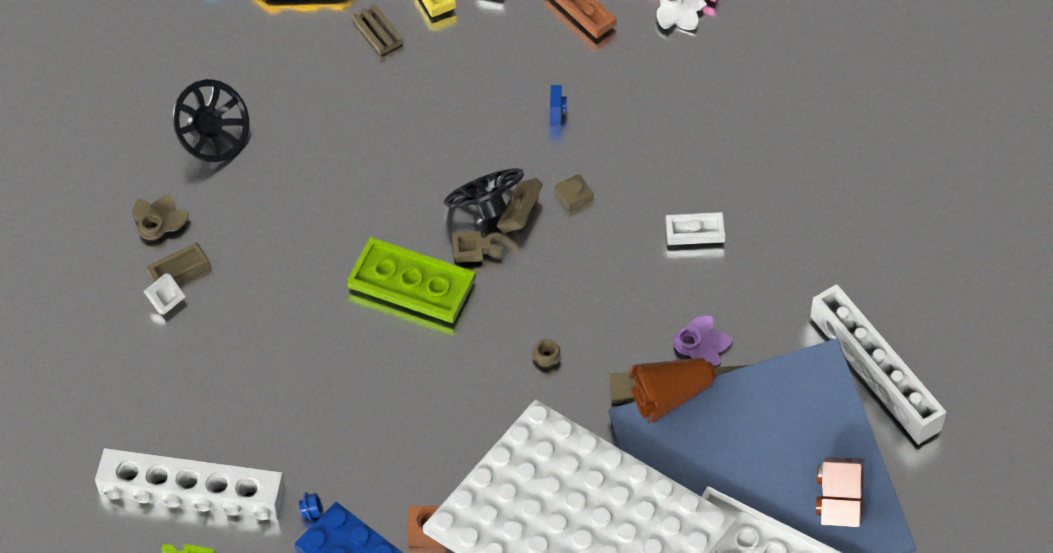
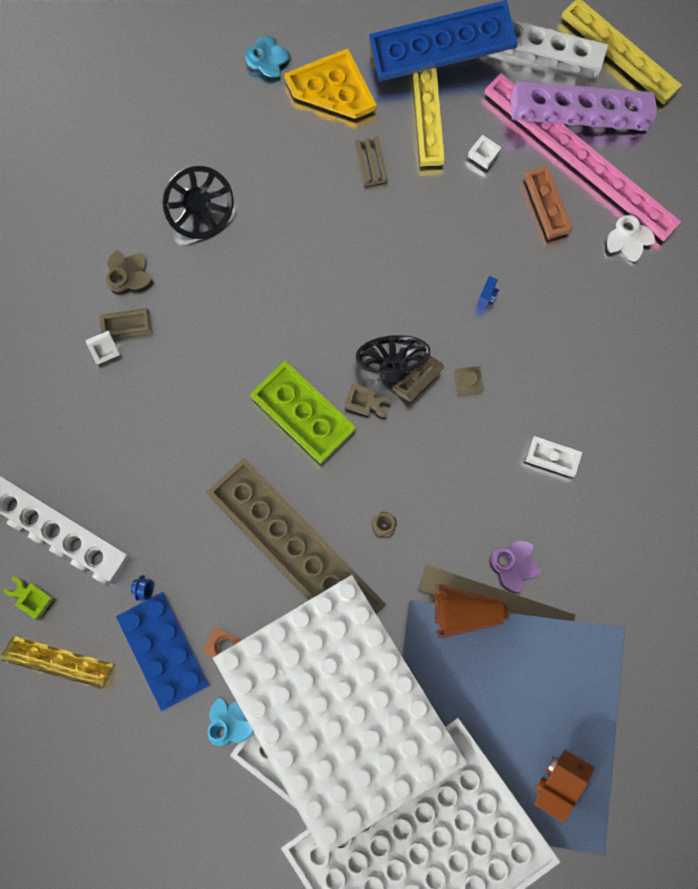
camera: 20 degrees right, 20 degrees up
(433, 396) = (283, 533): none -> dark tan plate
(878, 364) = (651, 652): white brick -> none

